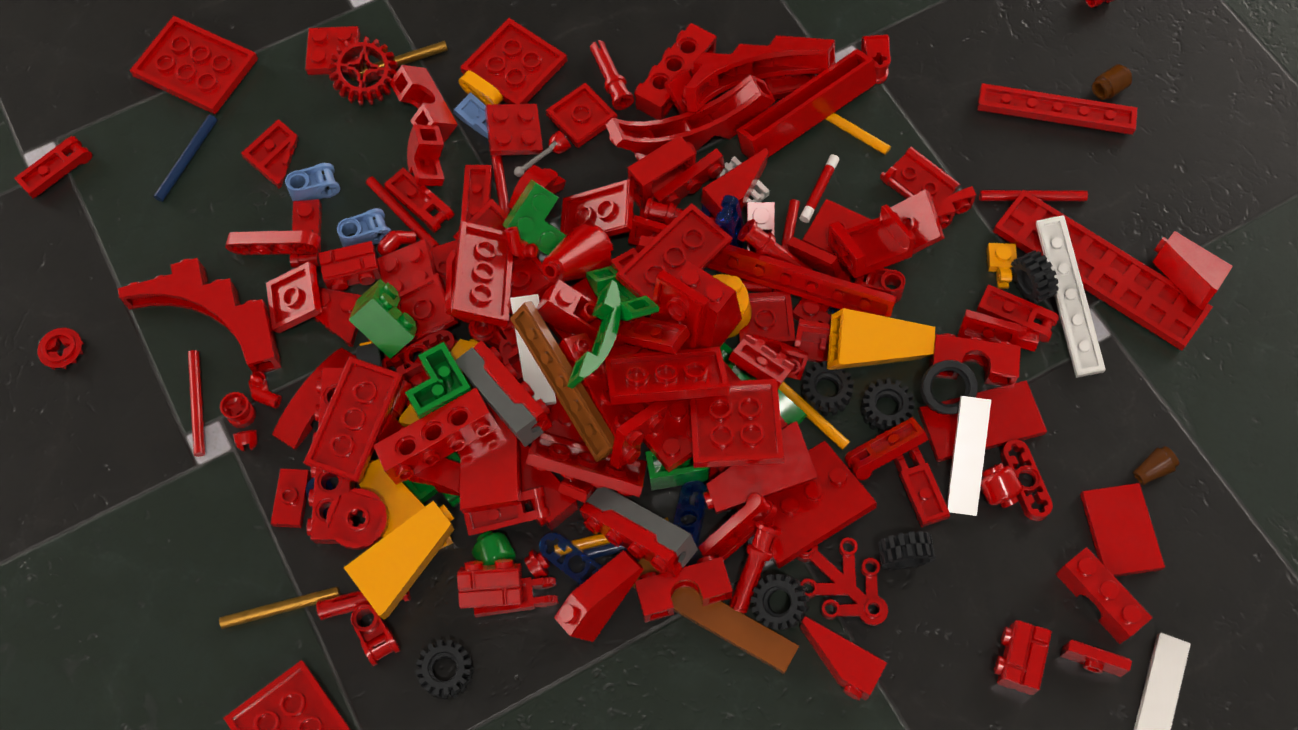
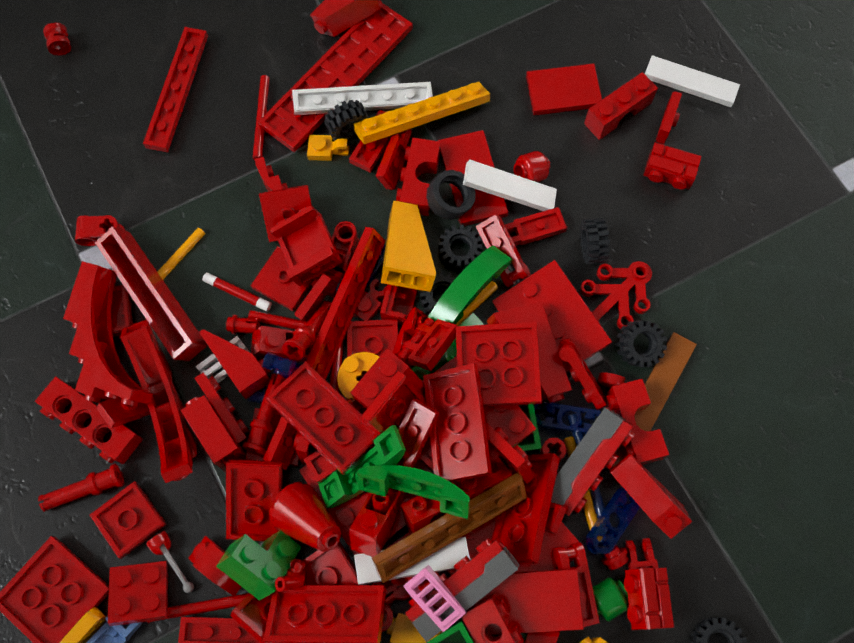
camera: 90 degrees left, 5 degrees up
(505, 359) = (419, 596): none -> bright pink slope
(652, 492) = (558, 444): none -> red bush
(735, 567) = (610, 379): none -> red tile
(759, 553) = (605, 356): red pin -> none
(781, 189) = (243, 325): none -> red pin
(837, 406) = (469, 285): none -> green slope
(848, 663) = (687, 294): red slope -> none
(916, 173) = (235, 206): red piece -> none
(1030, 468) = (529, 142): red beam -> none
(1059, 360) = (421, 112): none -> light orange plate
(1112, 82) = (155, 42): reddish brown brick -> none
(1156, 465) = (512, 58): reddish brown cone -> none

